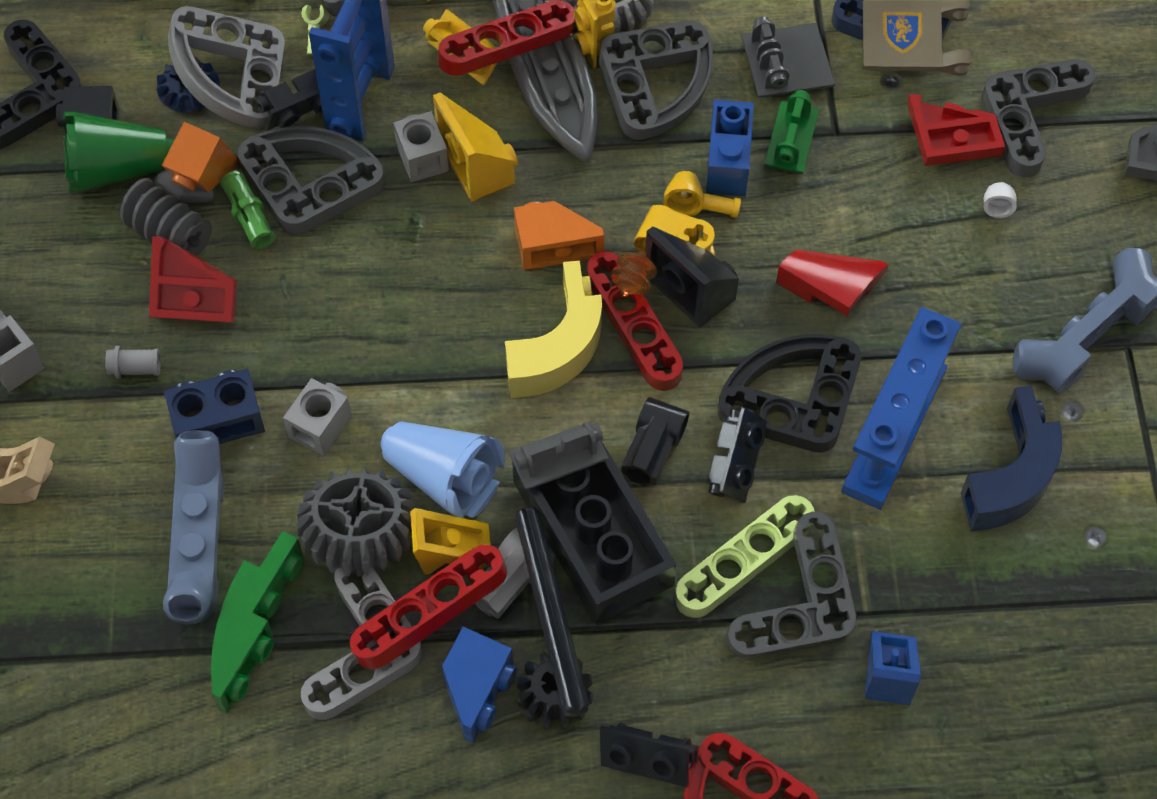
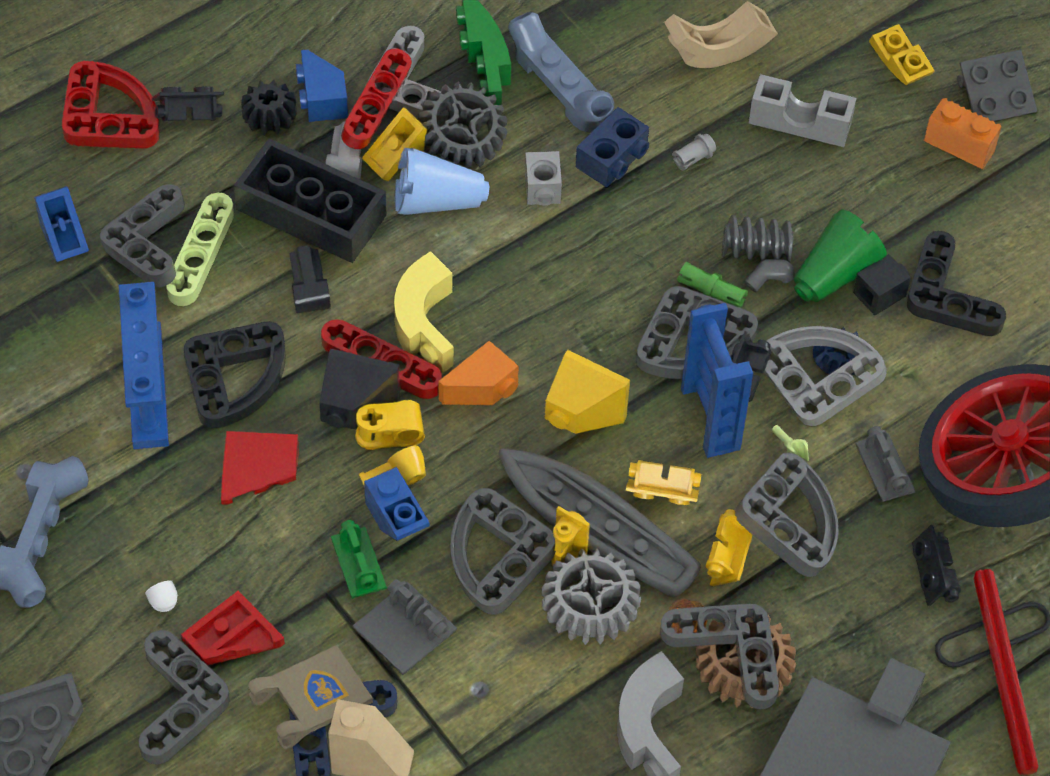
camera: 145 degrees right, 5 degrees down
(188, 286) = (698, 206): red wing -> none
(199, 159) = (767, 282): orange slope -> none
(423, 159) = (642, 385): light grey brick -> none
(503, 32) = (628, 489): red beam -> none
(551, 613) = (296, 125): black axle -> none
(559, 455) = (355, 198): dark grey hinge -> none
(633, 273) = (402, 357): clear orange wheel -> none
(743, 436) = (244, 296): black hinge -> none
(1011, 492) = (35, 377): dark blue arch -> none

